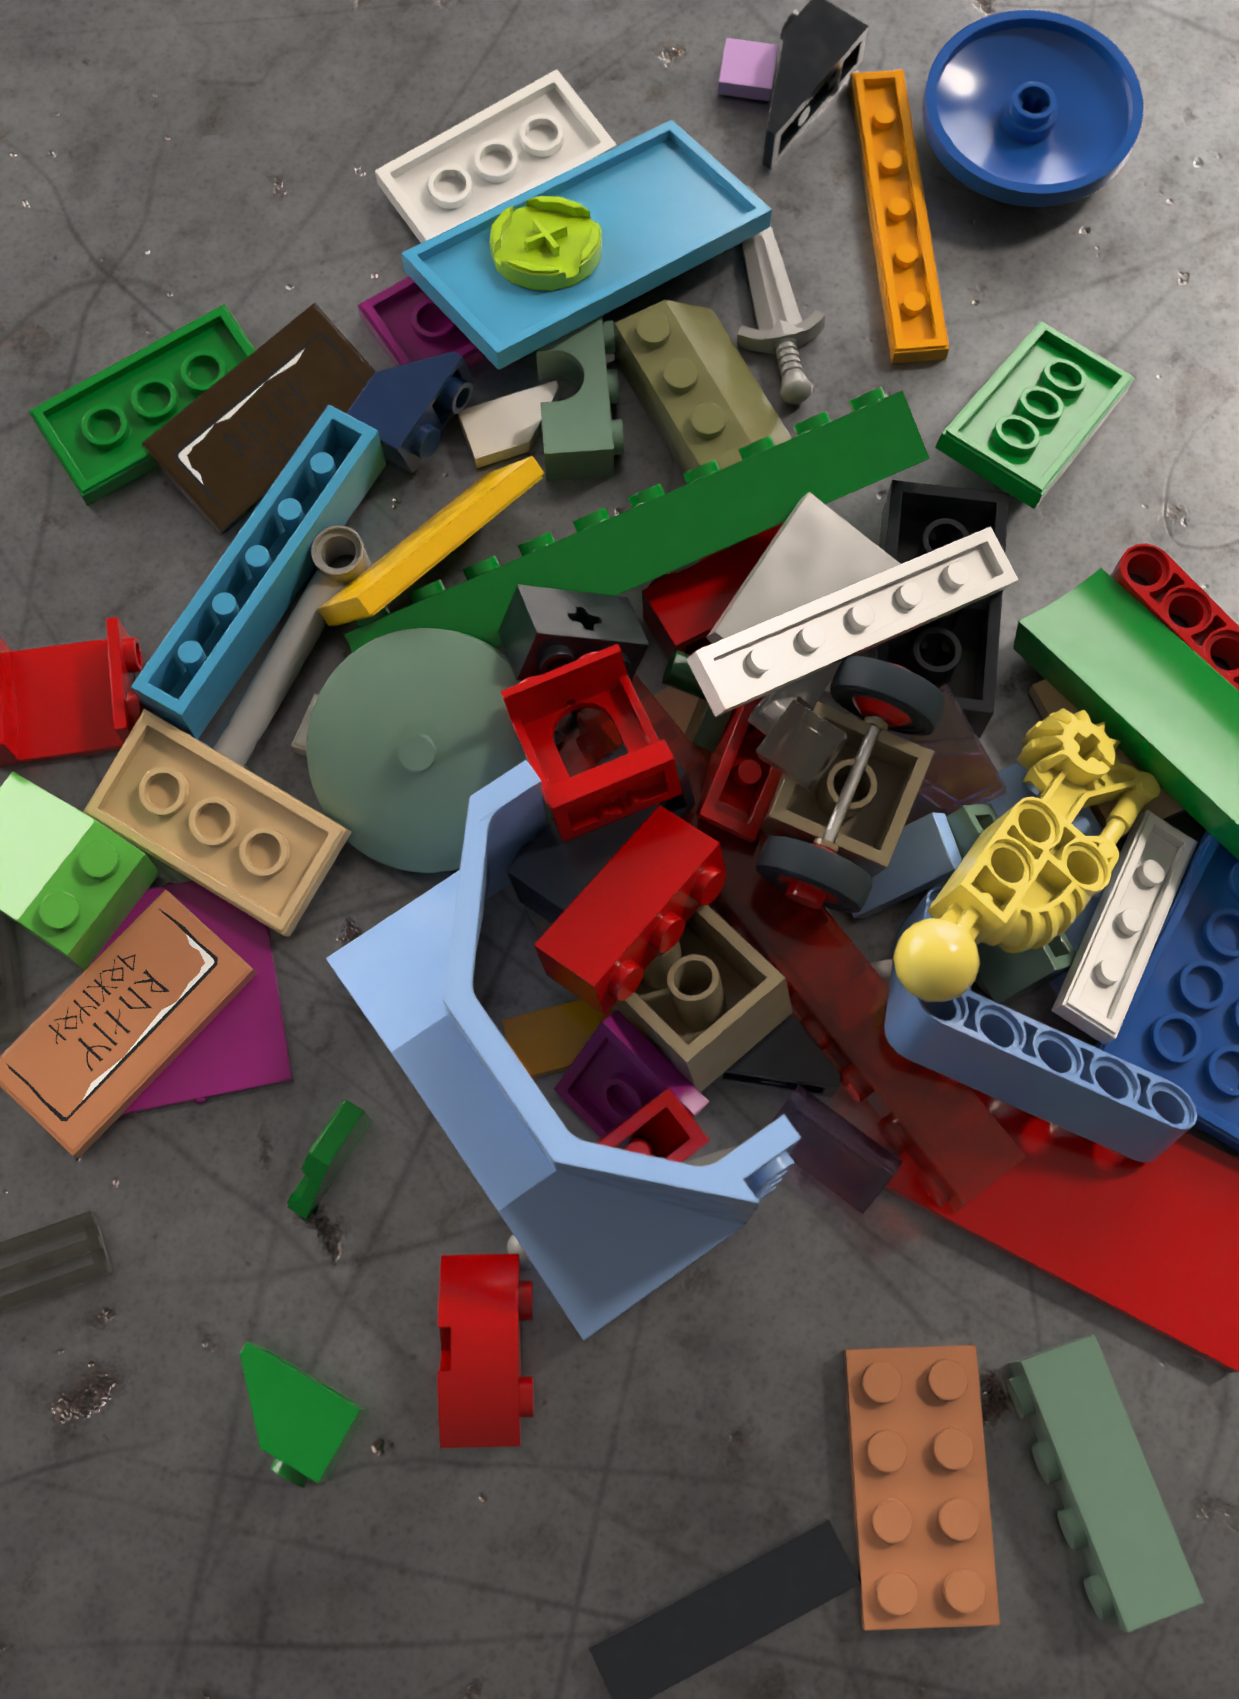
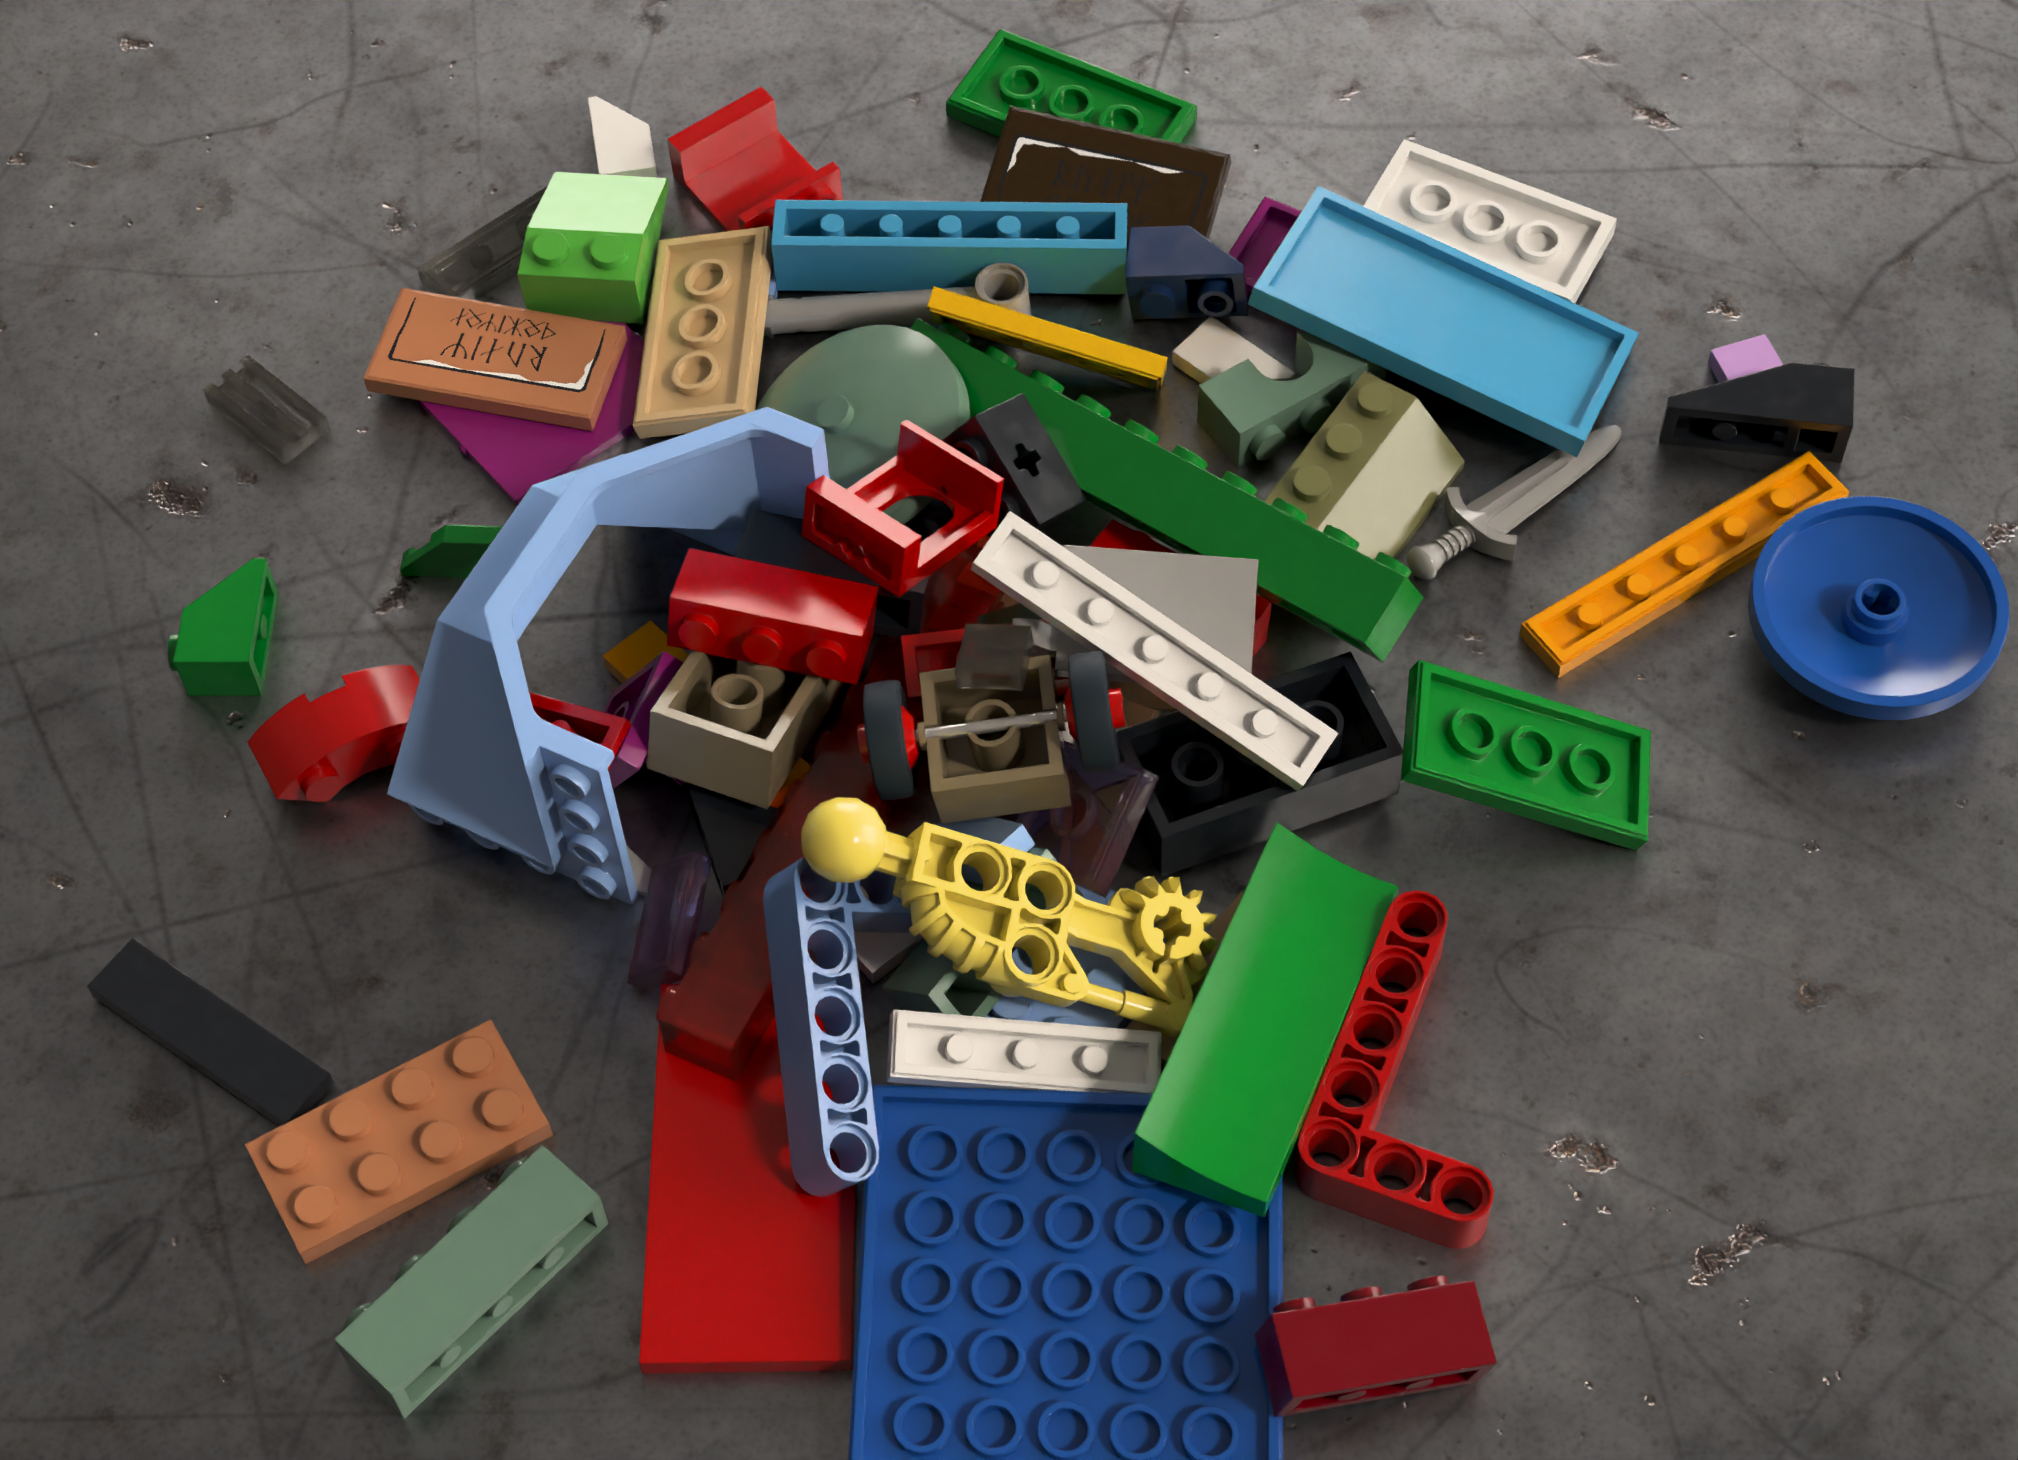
camera: 65 degrees right, 15 degrees down
(546, 243) = (1409, 284): lime tile -> none

